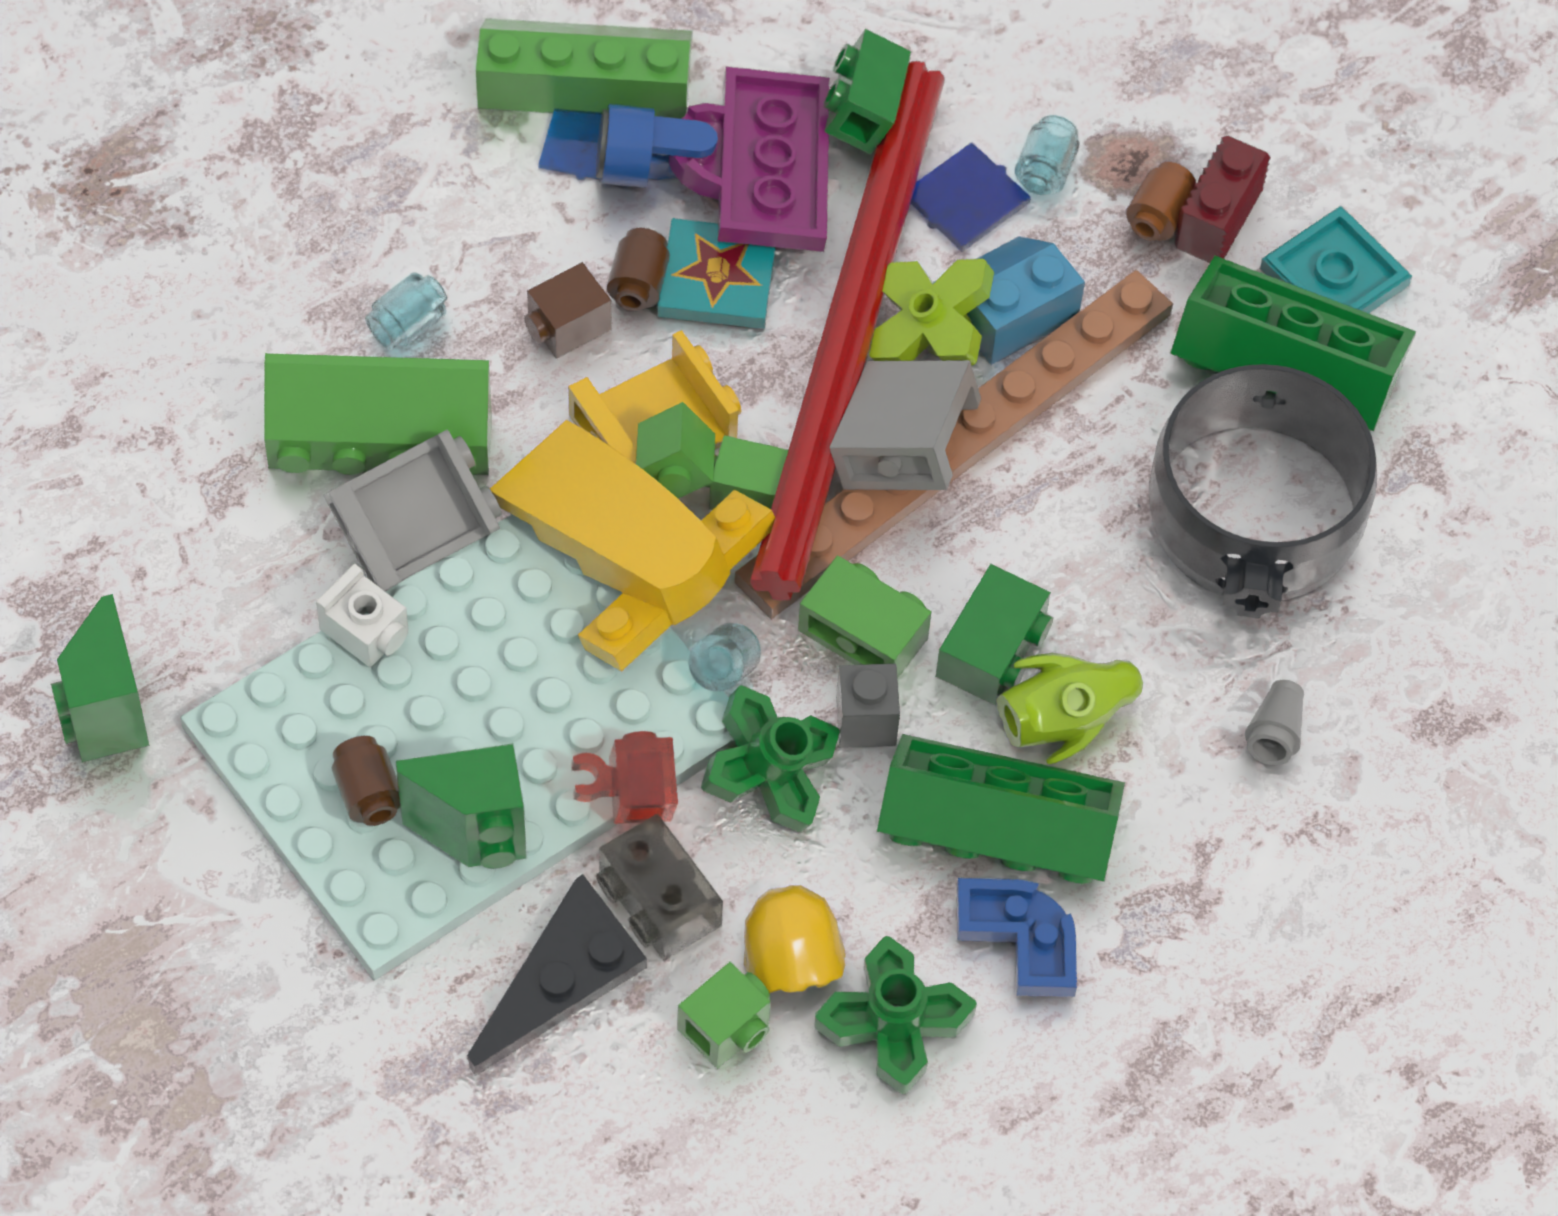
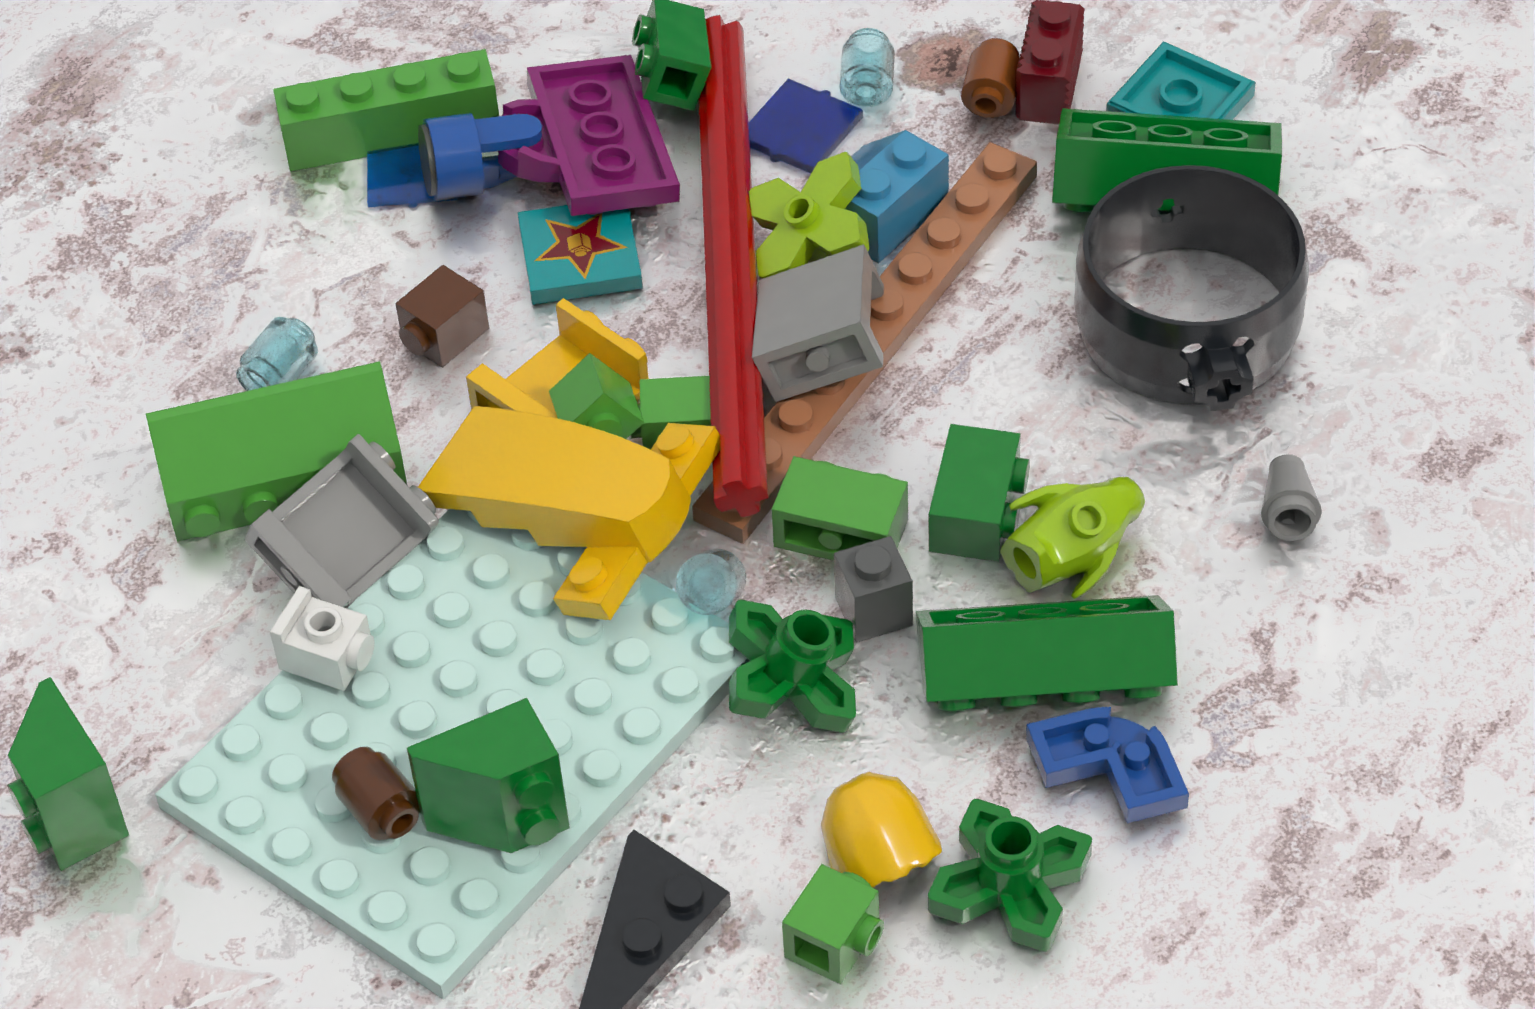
camera: 10 degrees left, 10 degrees down
(637, 778) = (660, 712): clear red brick -> none
(638, 269) = (500, 262): reddish brown brick -> none
(659, 888) = (719, 819): clear smoke brick -> none

